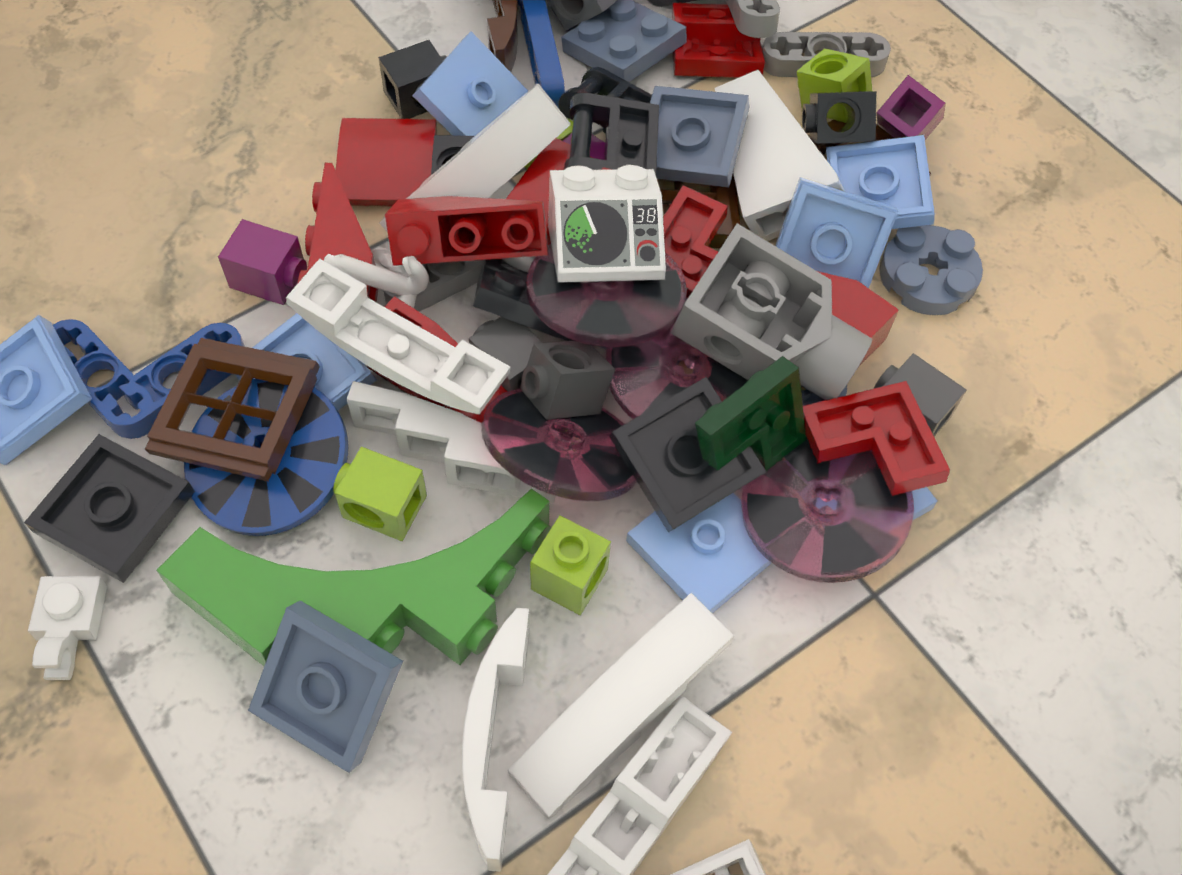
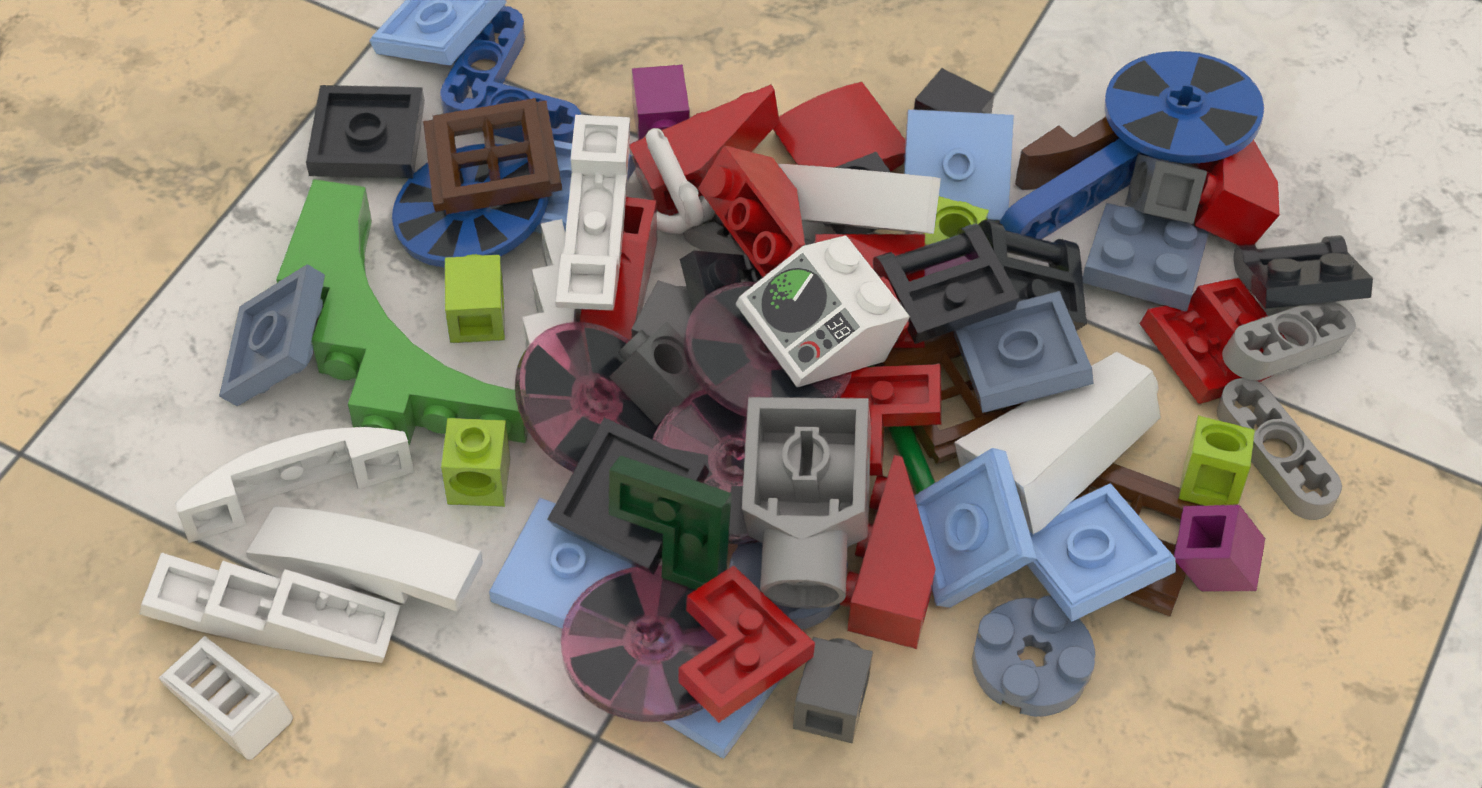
camera: 65 degrees right, 5 degrees down
(62, 614) = (262, 155): white plate -> none
(860, 122) = (1170, 481): black brick -> none

